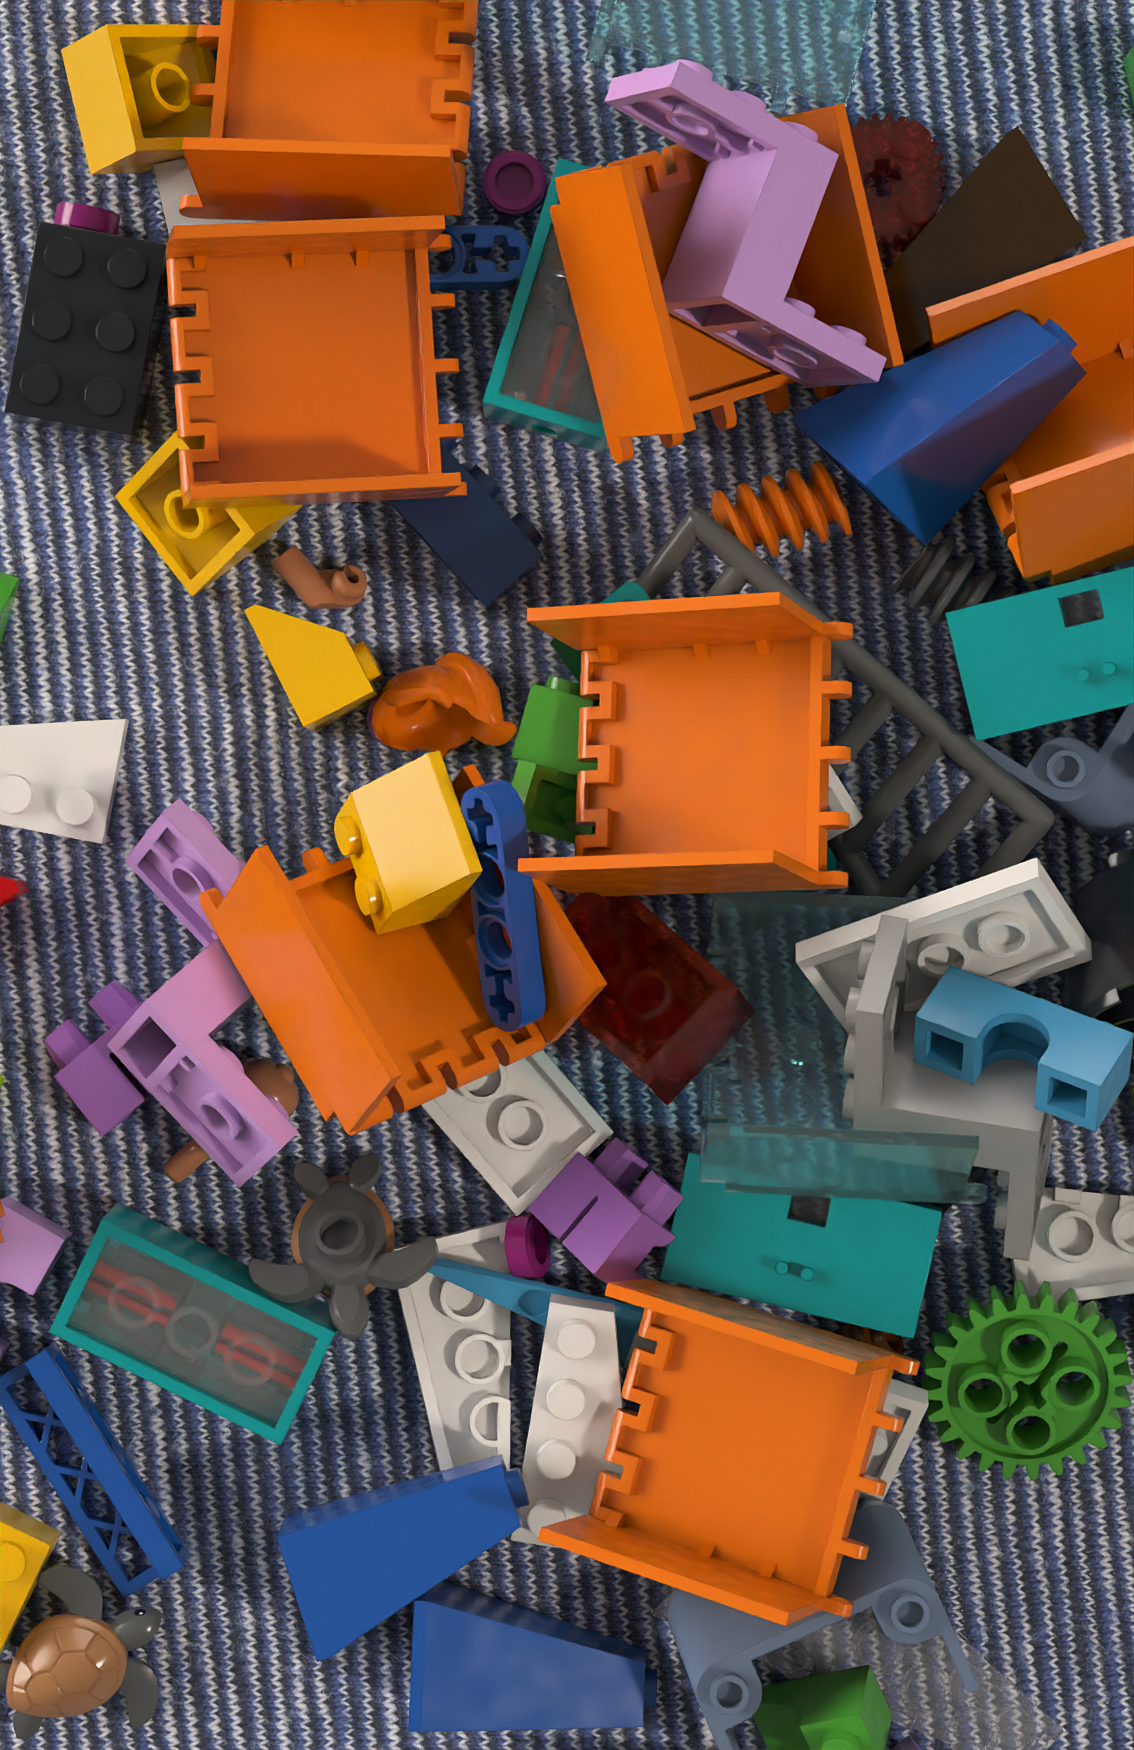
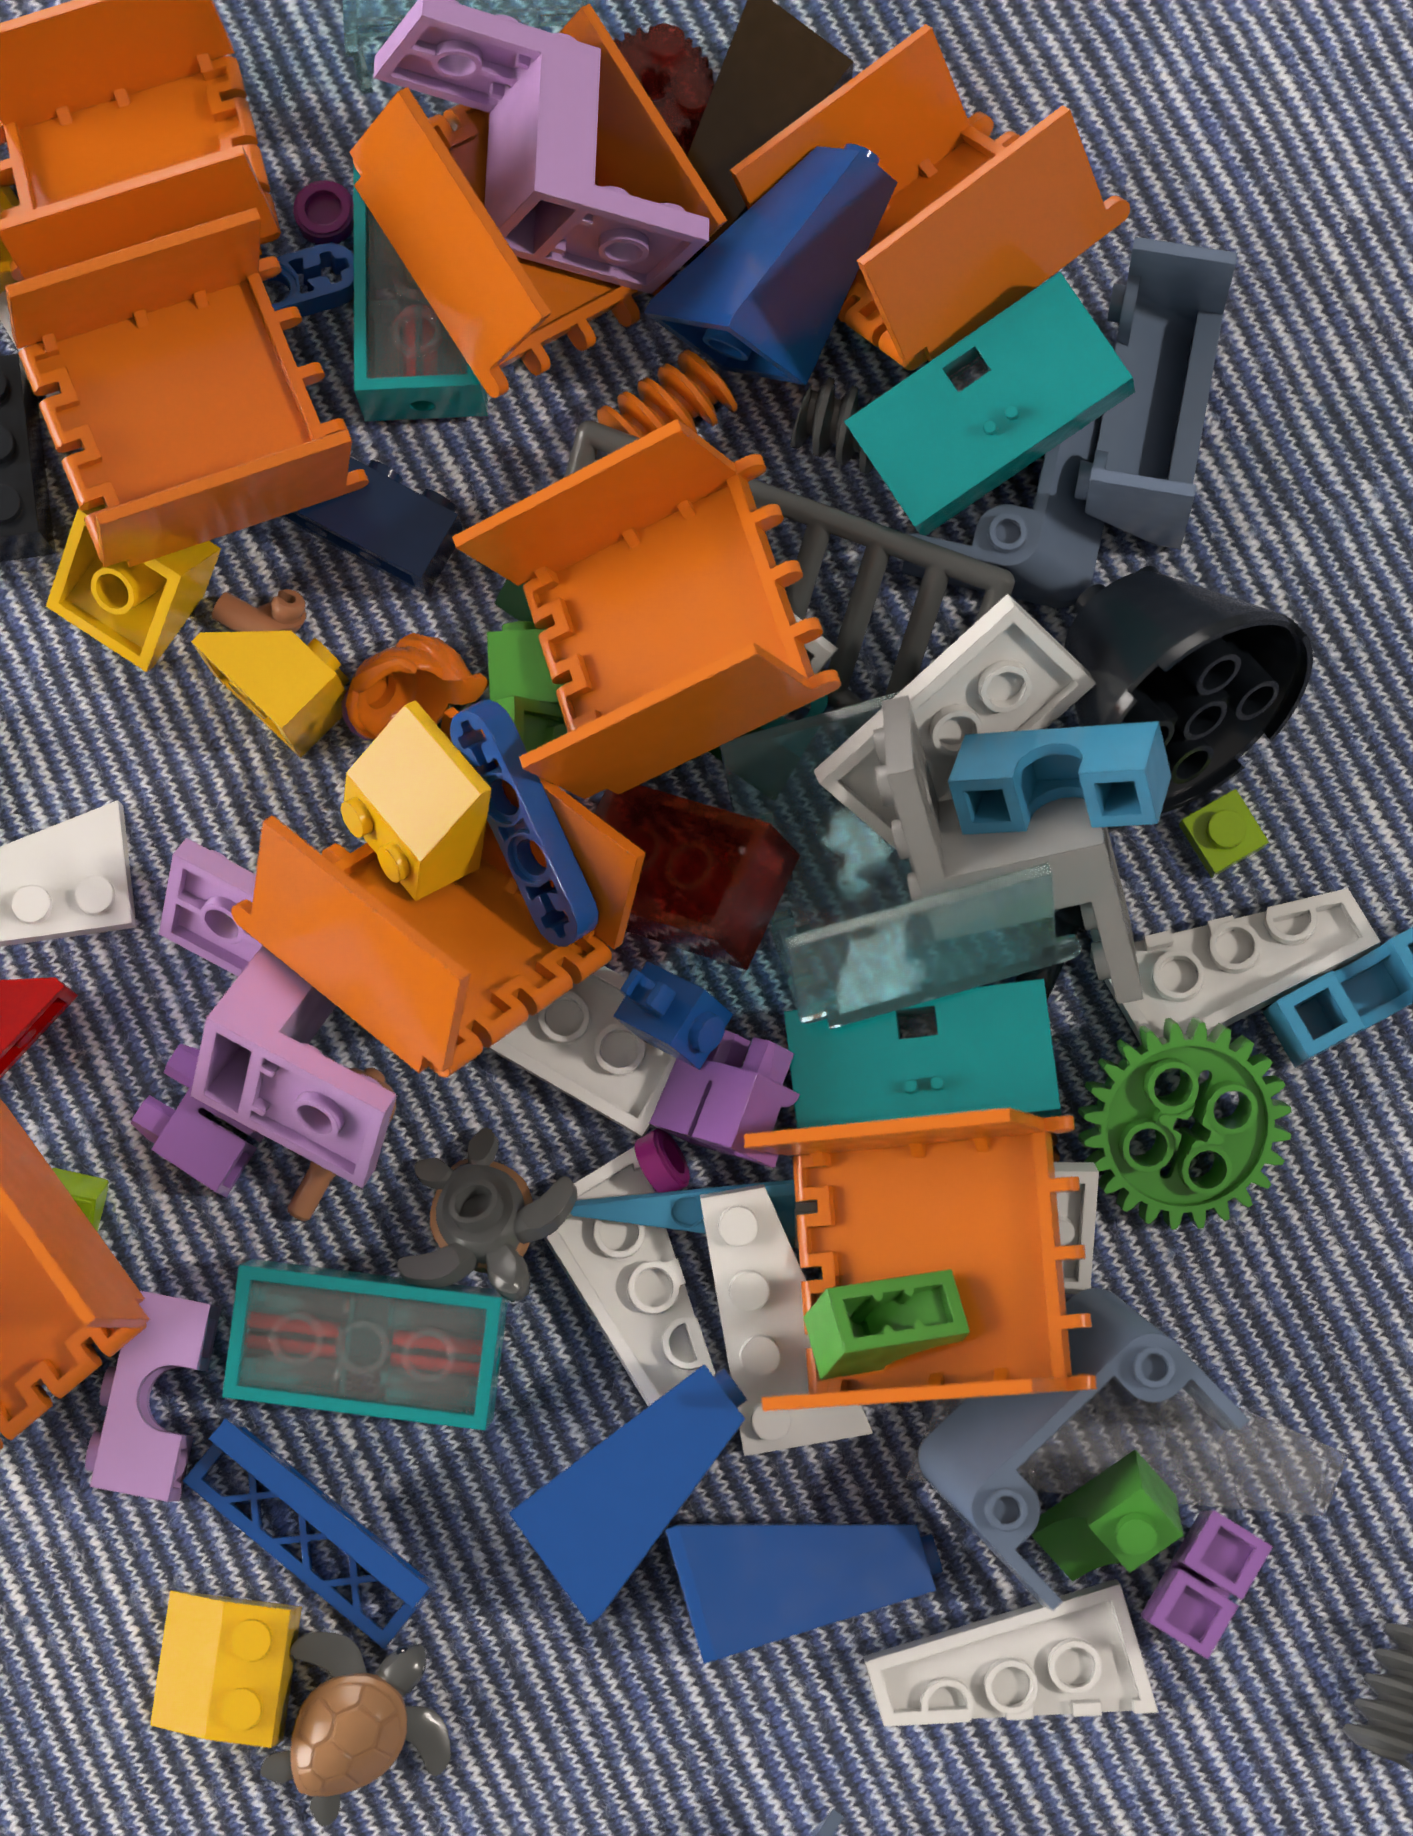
camera: 10 degrees left, 10 degrees down
(584, 1123) = (672, 1014): none -> blue brick
(679, 1486) = (883, 1321): none -> bright green arch

